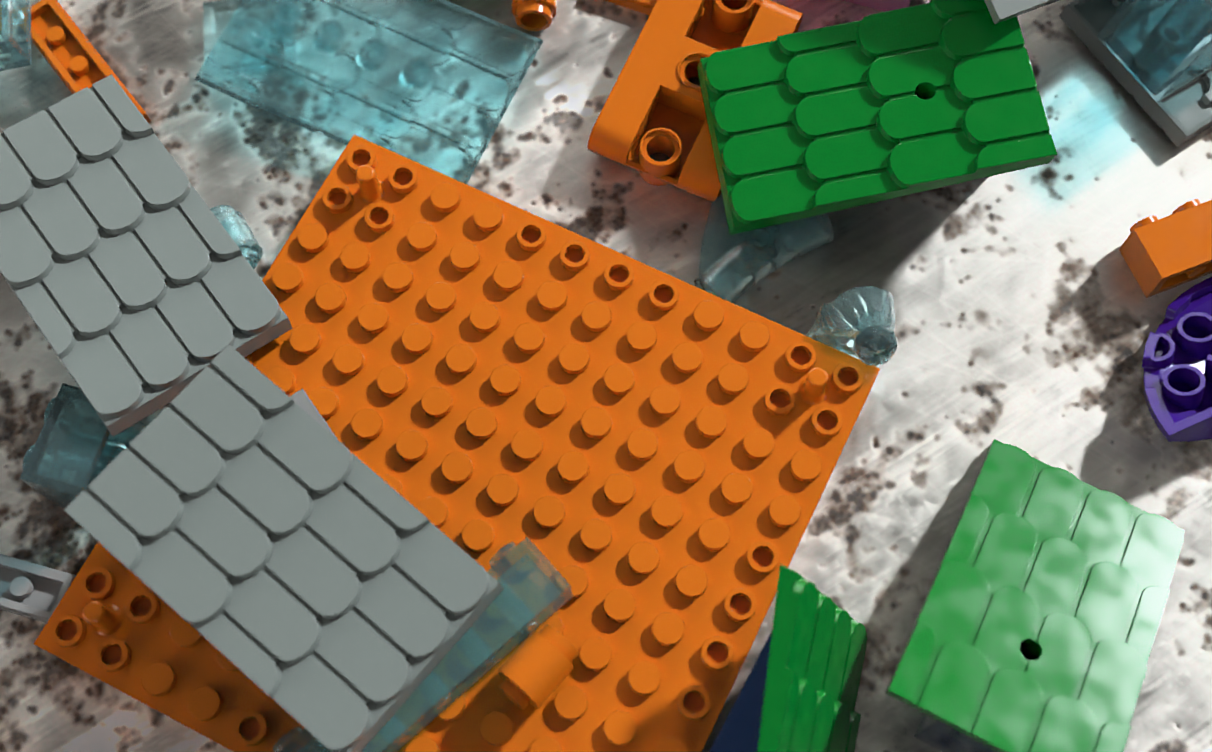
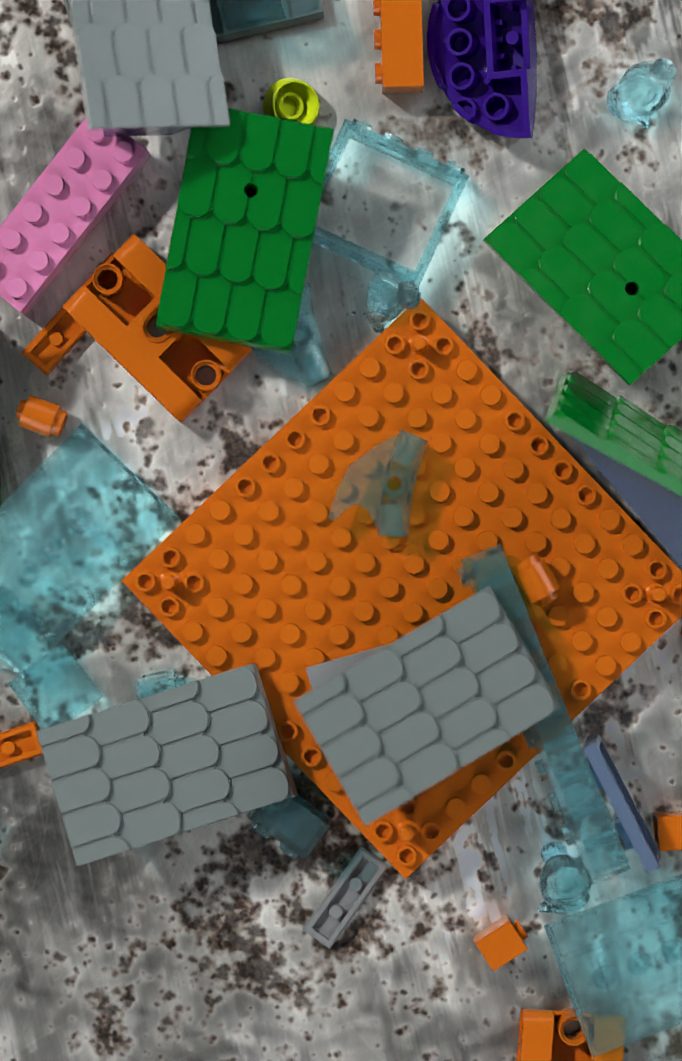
camera: 70 degrees left, 20 degrees up
(199, 125) = (56, 689): none -> clear light blue tile
(596, 380) = (368, 479): none -> clear light blue pin
(1059, 278) = (419, 159): none -> clear light blue window
(1071, 148) = (288, 93): none -> neon yellow hat

